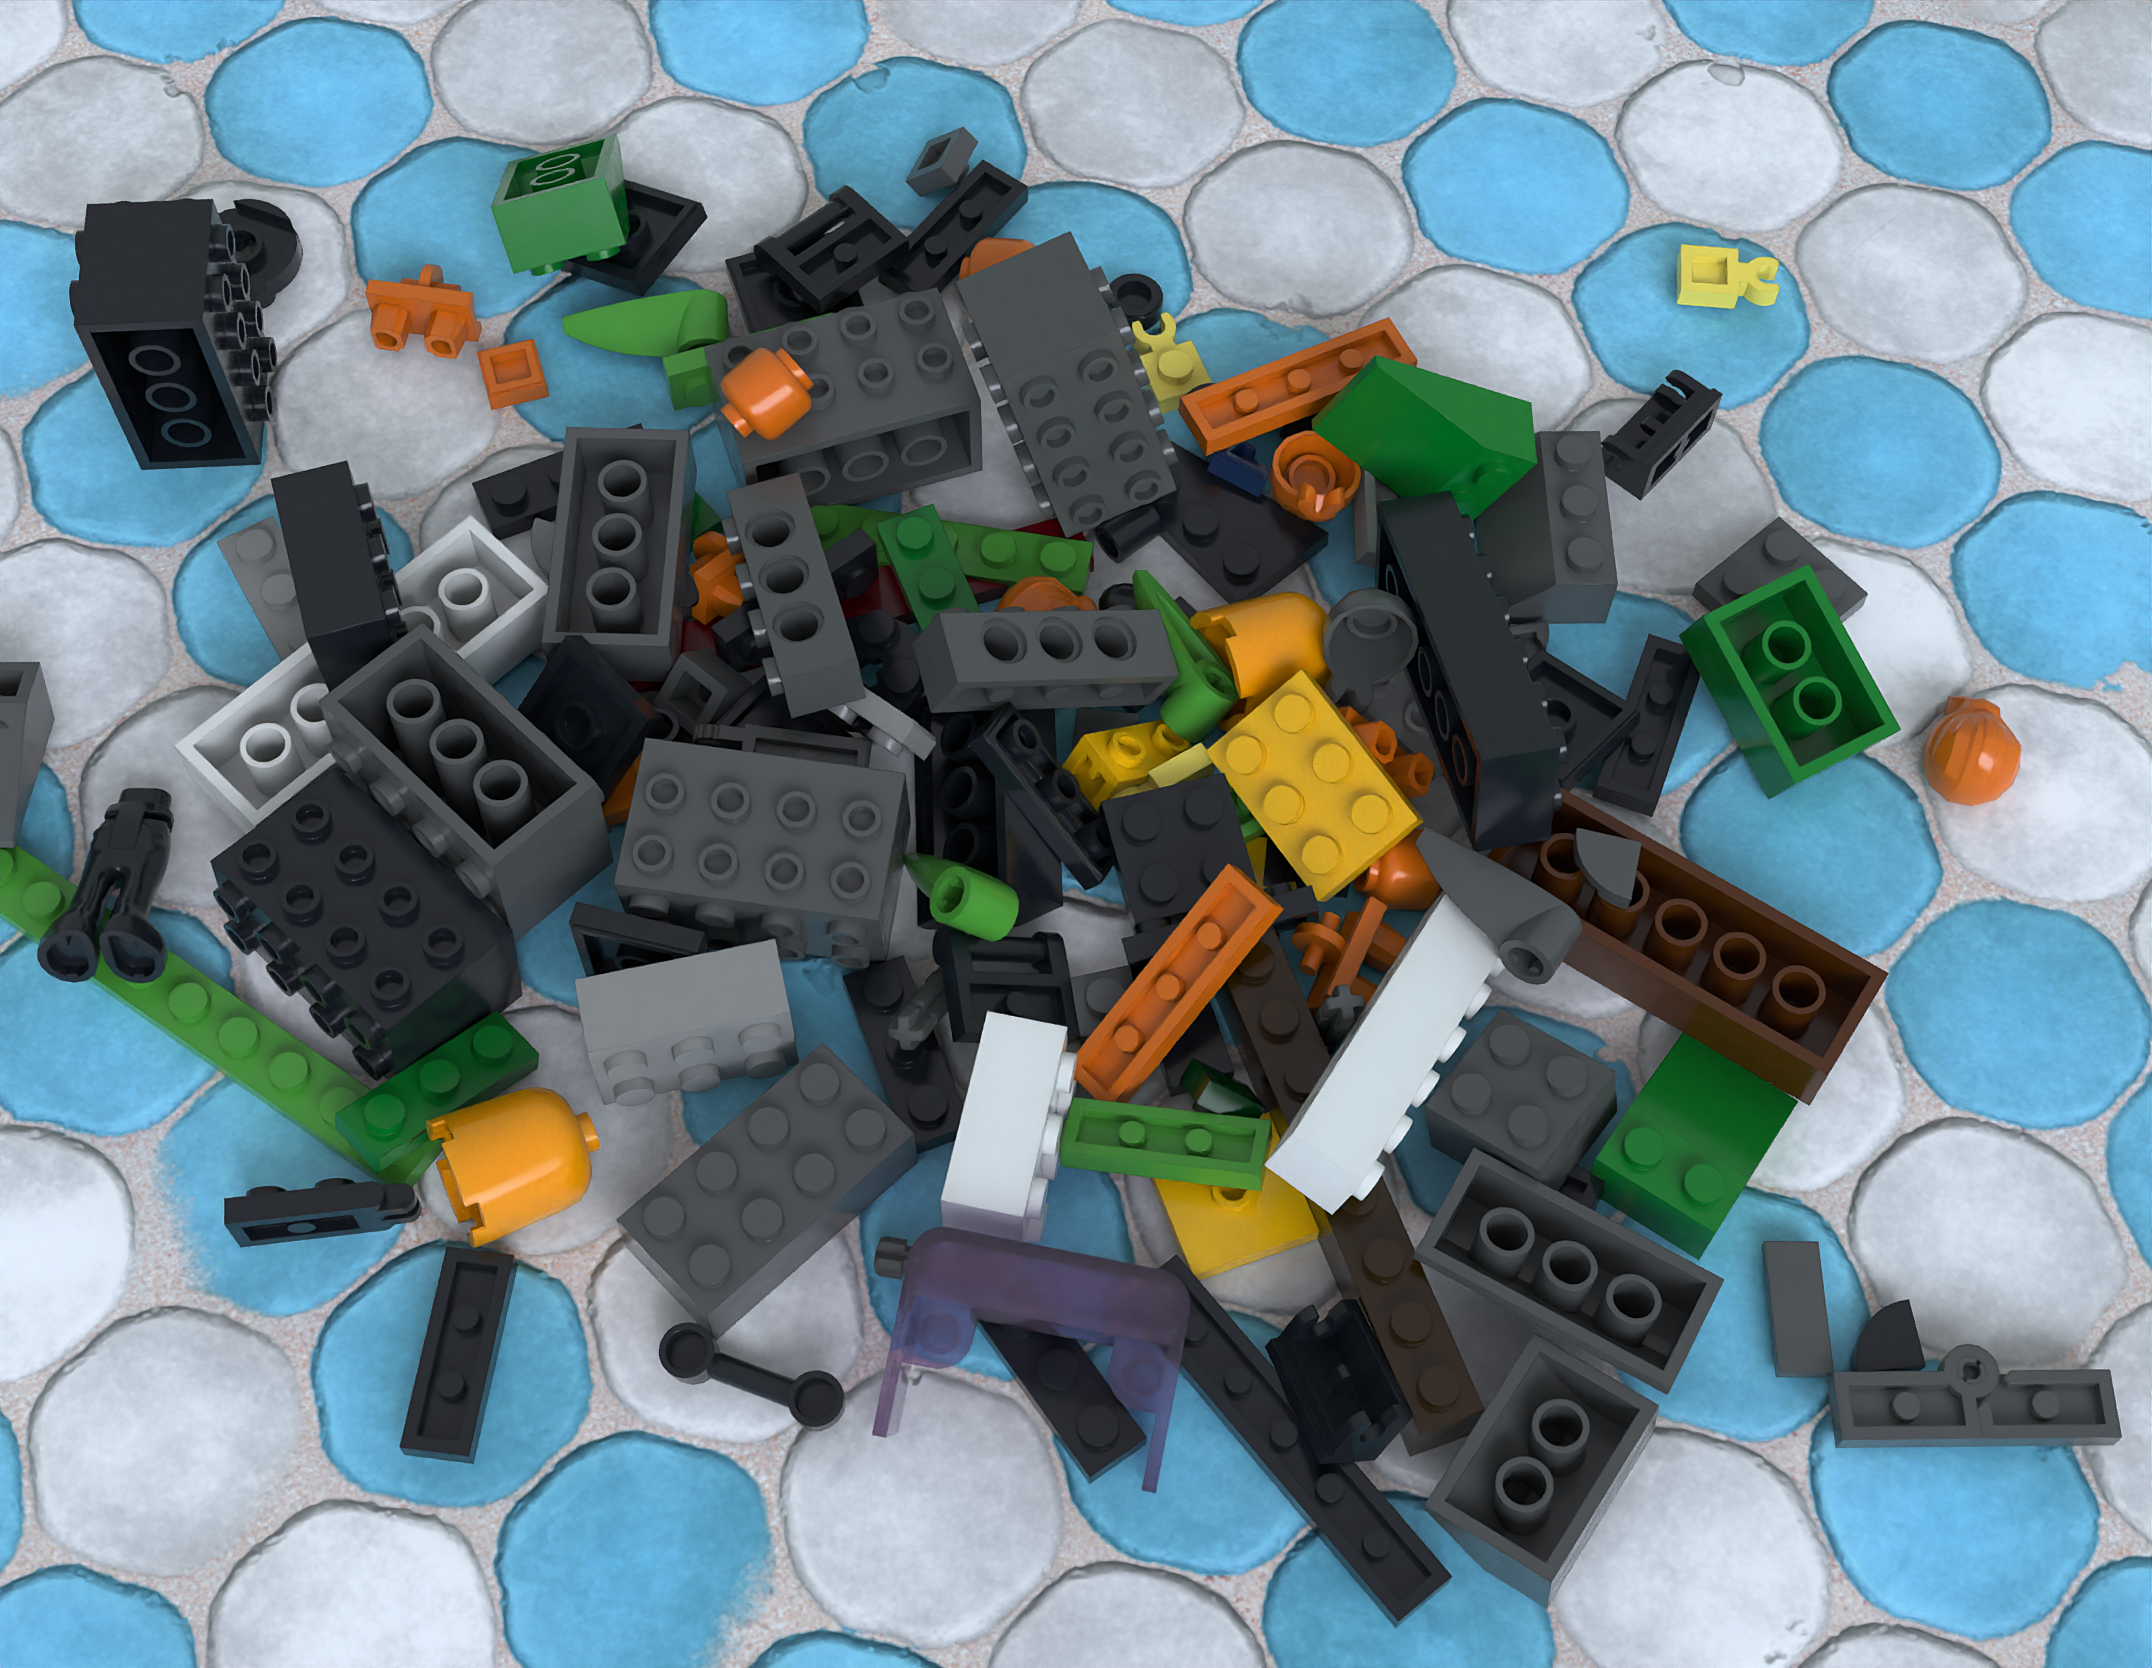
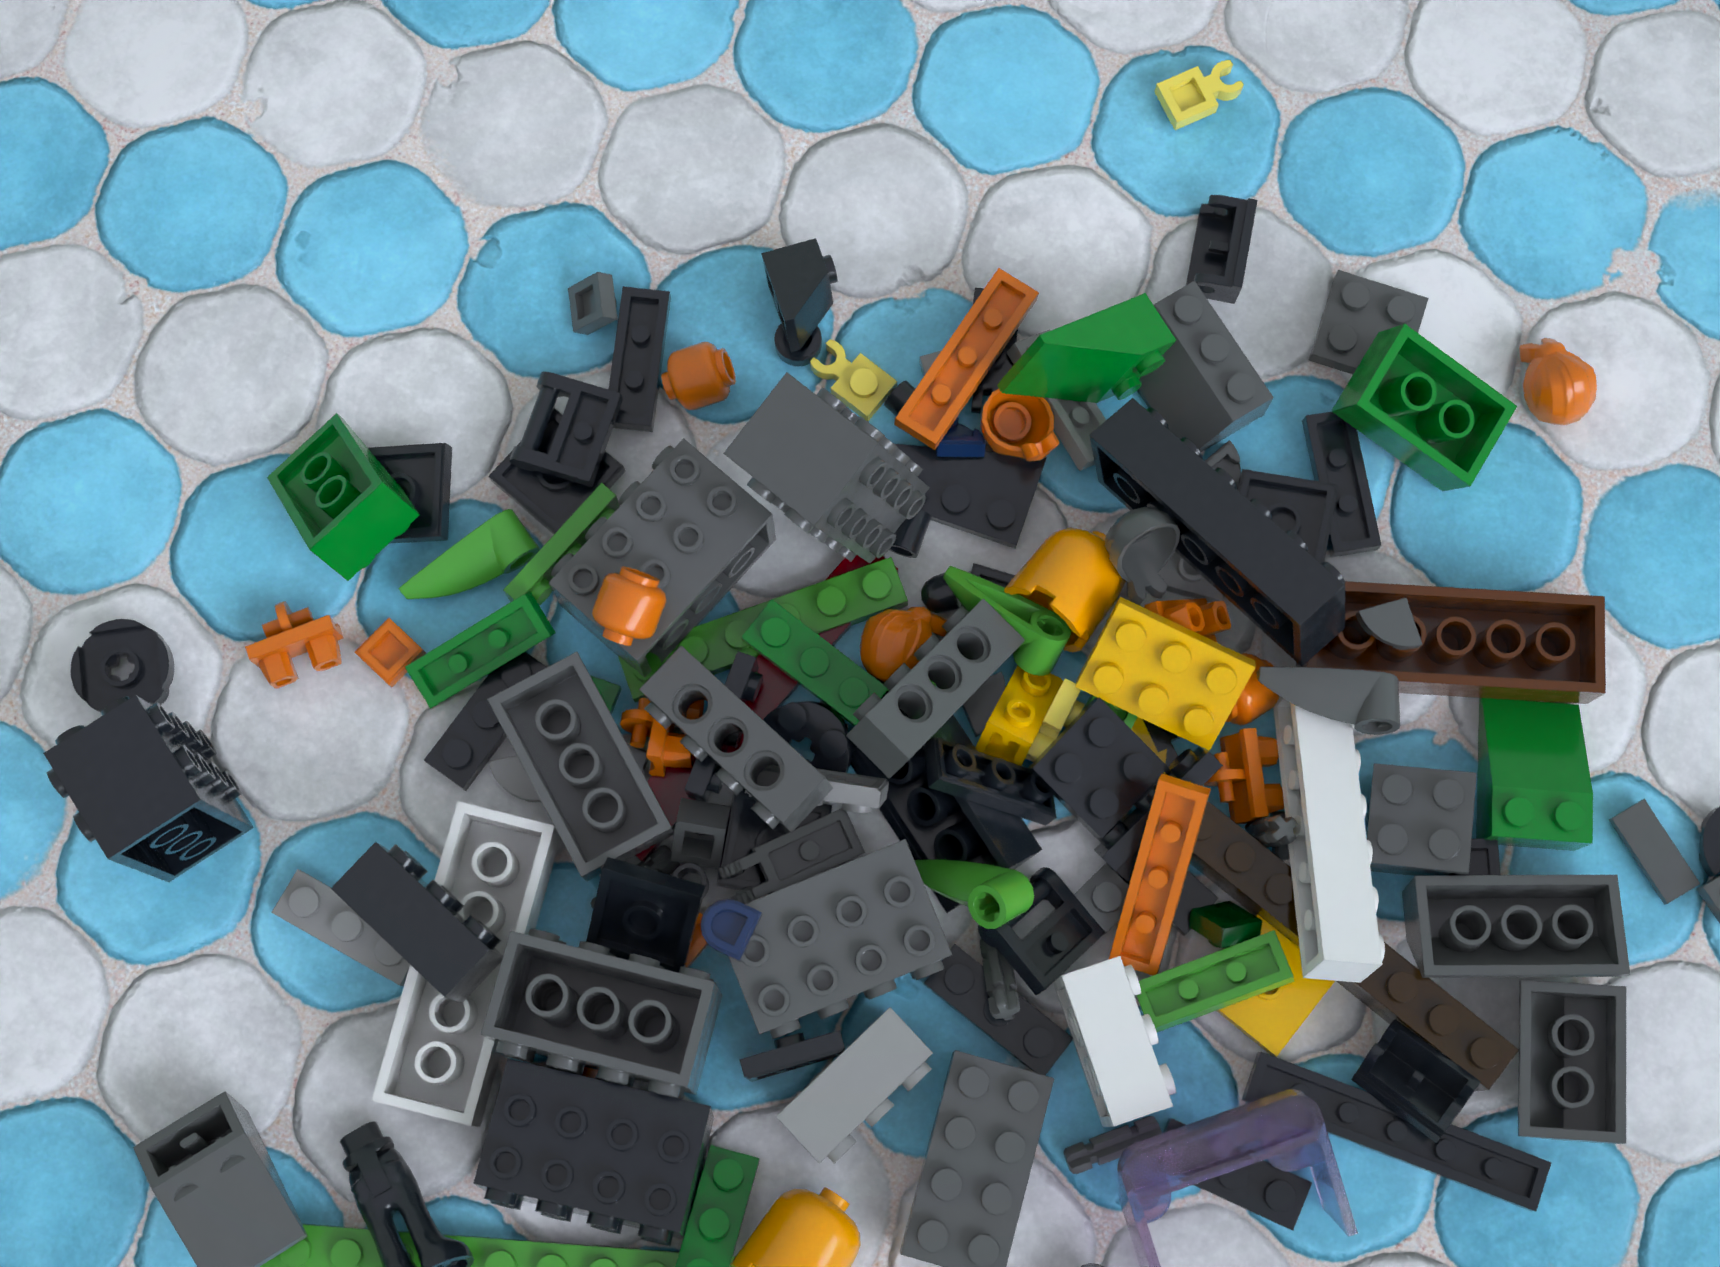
camera: 30 degrees left, 15 degrees up
(619, 398) = (480, 649): none -> green plate
(653, 750) = (729, 927): none -> dark blue tile
(1165, 245) = (800, 288): none -> black slope

